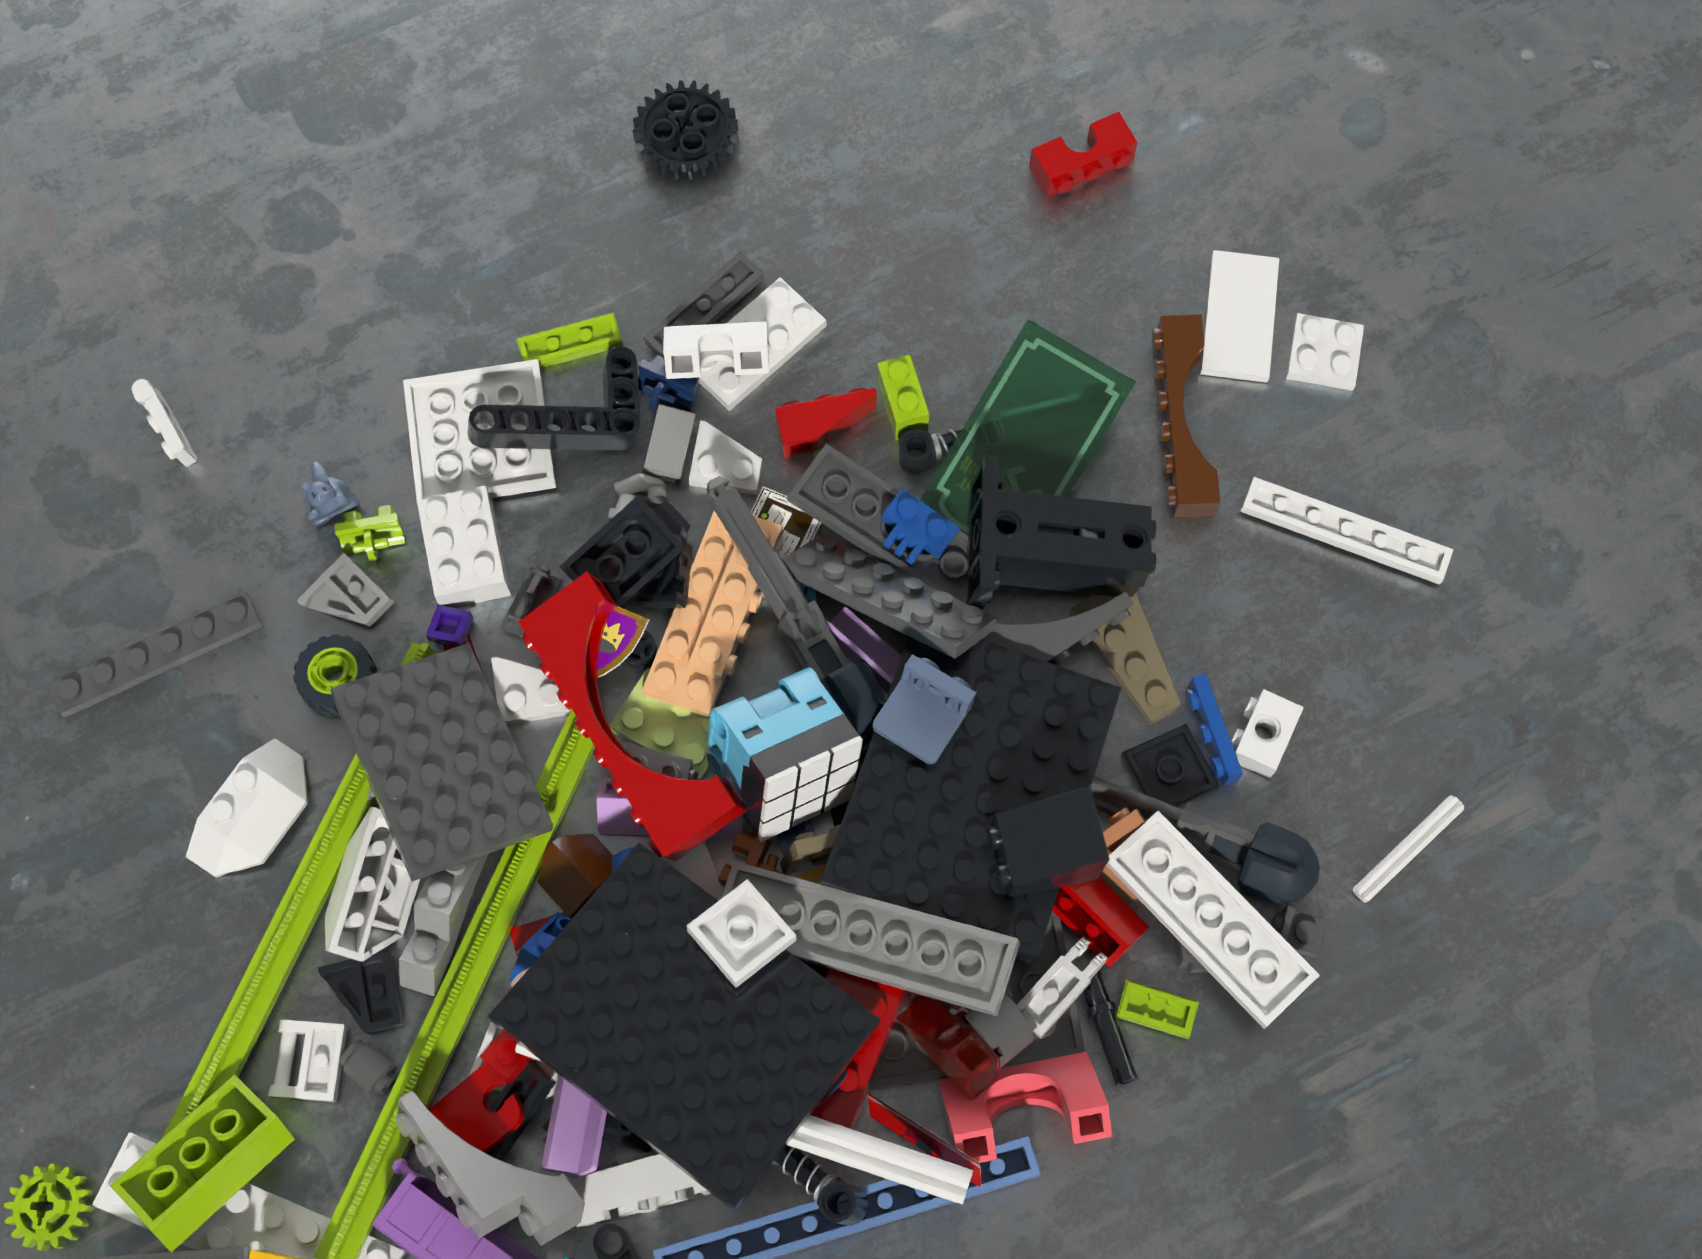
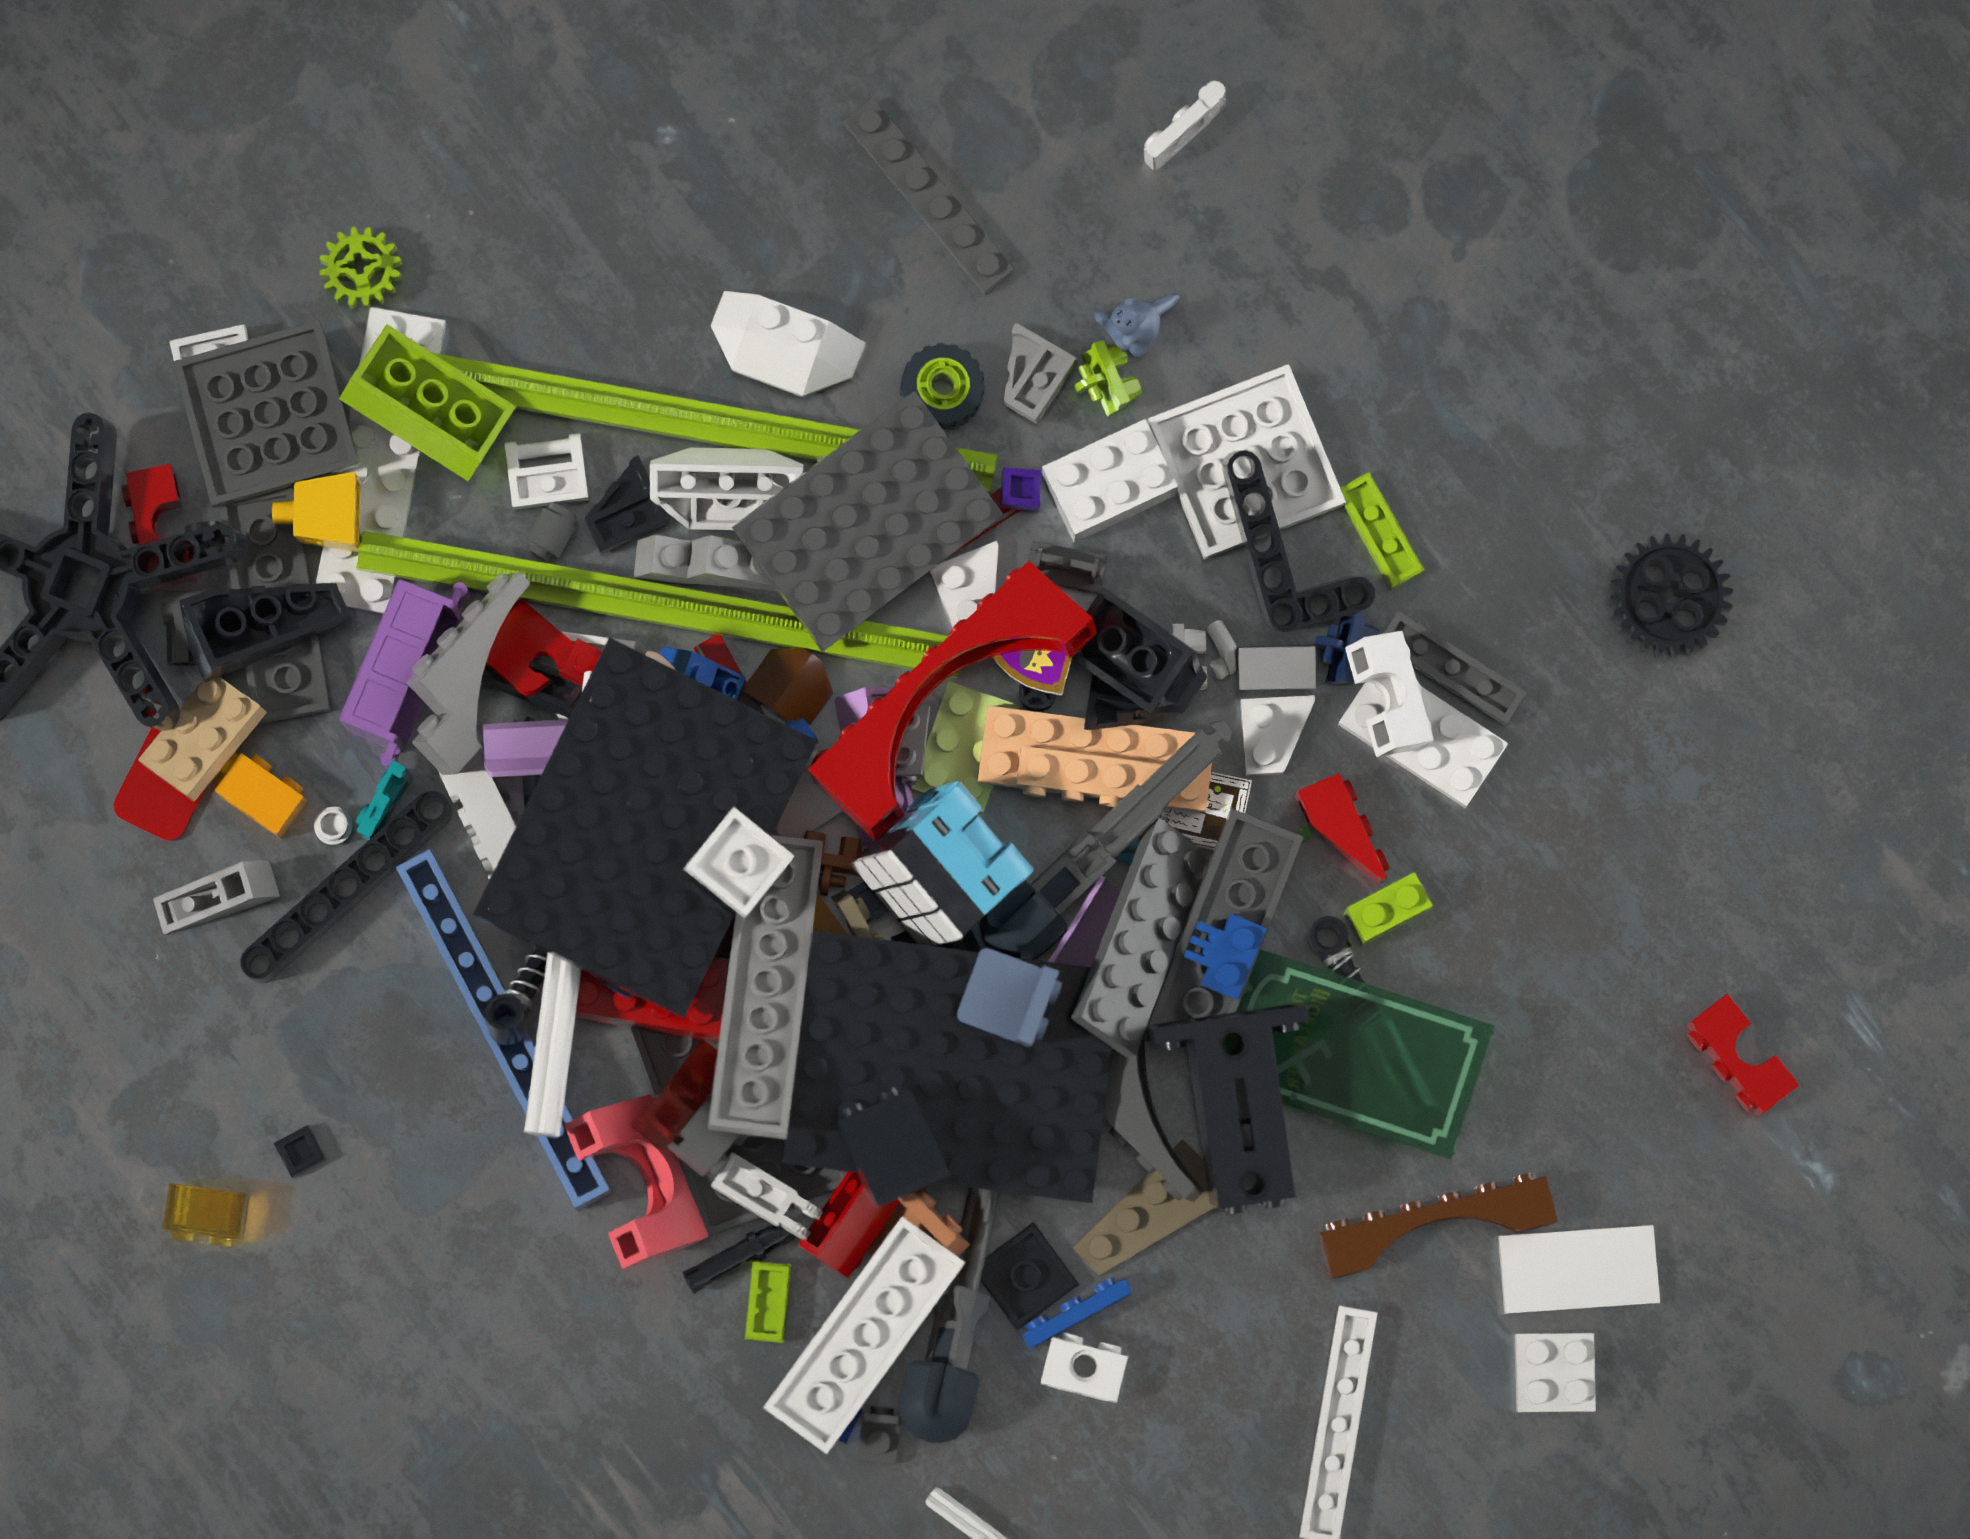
camera: 75 degrees right, 10 degrees up
(921, 1137) = (586, 1086): red sticker -> none

